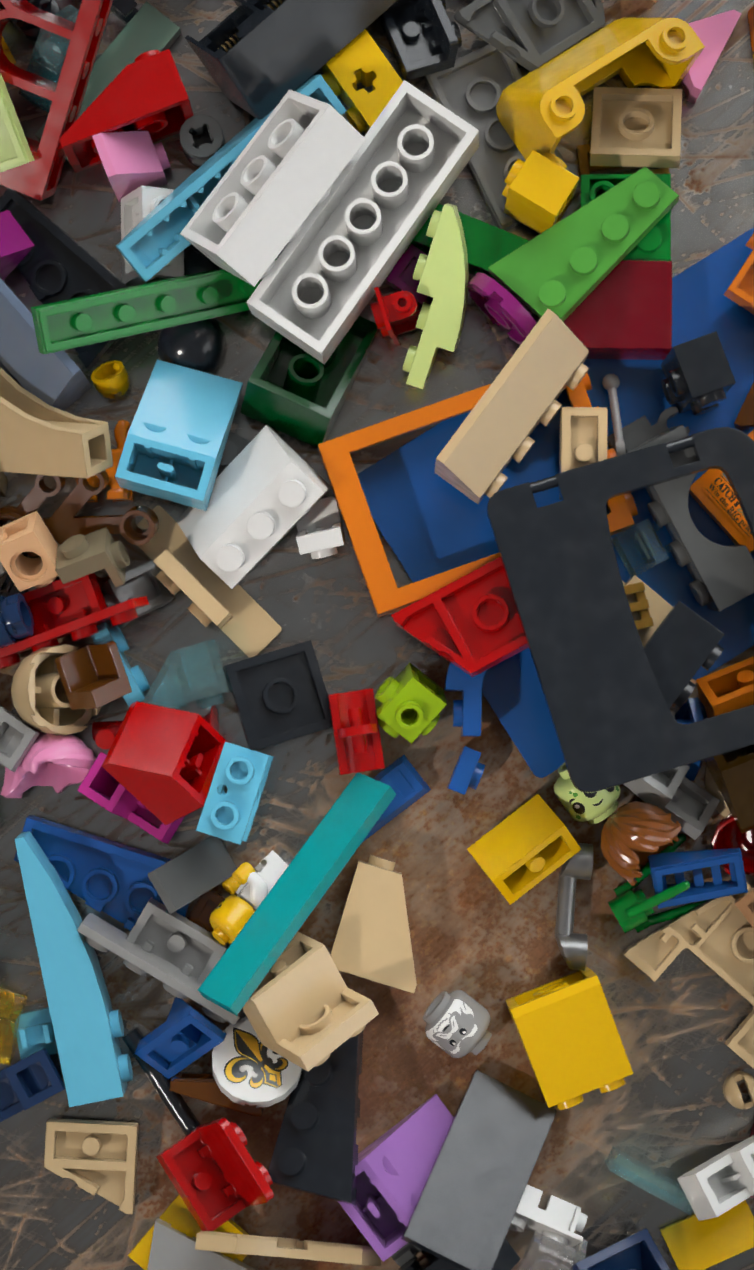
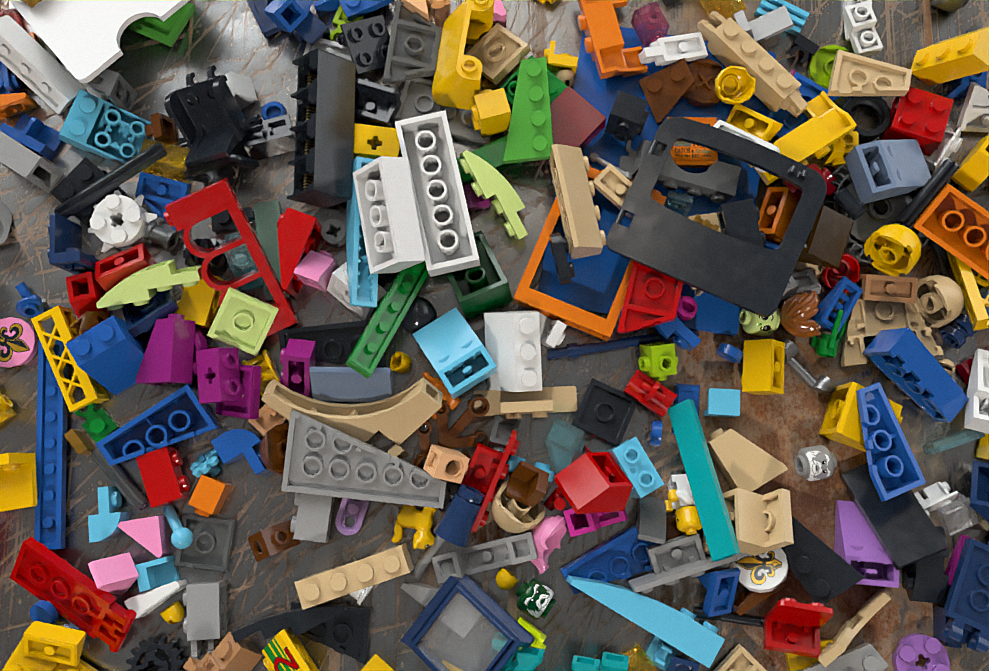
camera: 50 degrees left, 5 degrees down
(90, 553) = (472, 438): dark tan bracket -> none
(313, 785) = (656, 432): none -> blue tile
(327, 586) = (573, 350): none -> dark blue bar
(395, 313) = (485, 217): red hinge -> none
(411, 474) = (559, 248): none -> black plate
(429, 836) = (723, 403): none -> medium azure panel
(467, 771) = (706, 362): blue plate -> none
(500, 306) = (522, 170): magenta tile -> none
(506, 789) = (729, 352): none -> blue tile
(510, 679) = (687, 308): none -> dark pink plate
(542, 1097) = (887, 450): none -> blue wedge
(688, 248) = (566, 77): none -> tan hinge
(695, 1057) = (916, 373): none -> blue wedge
(702, 226) = (559, 62): none -> yellow bracket

